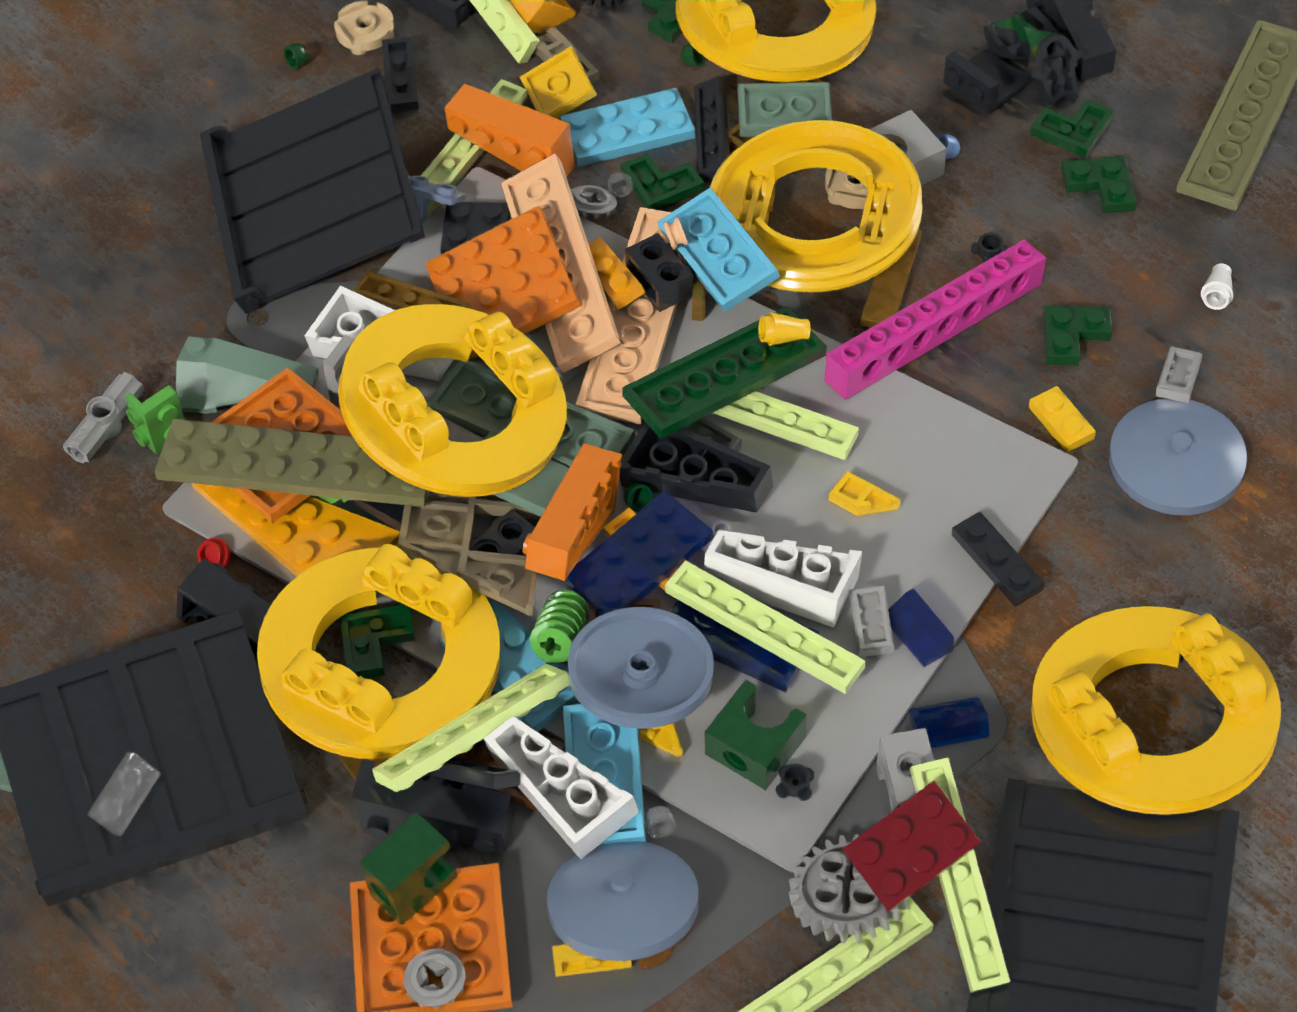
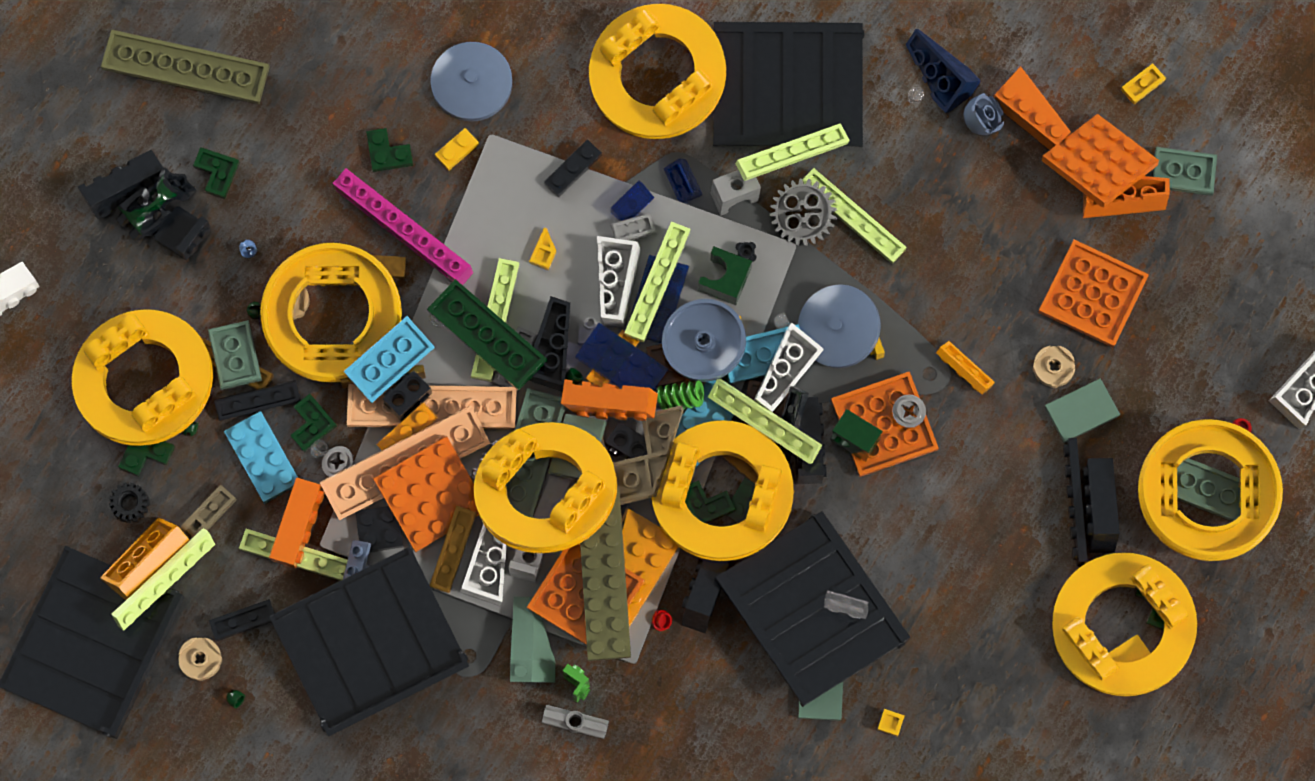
camera: 105 degrees left, 20 degrees up
(558, 84) = (239, 507): yellow tile -> none
(675, 233) = (387, 383): light nougat bush -> none
(781, 329) = (454, 304): yellow cone -> none
(911, 846) = (788, 174): dark red plate -> none
(917, 143) = (255, 267): light grey piece -> none
(988, 246) = (329, 203): black plate -> none
(1104, 174) = (253, 147): dark green plate -> none
(1179, 374) = (412, 85): light grey plate -> none
(1218, 288) = (338, 69): white cone -> none

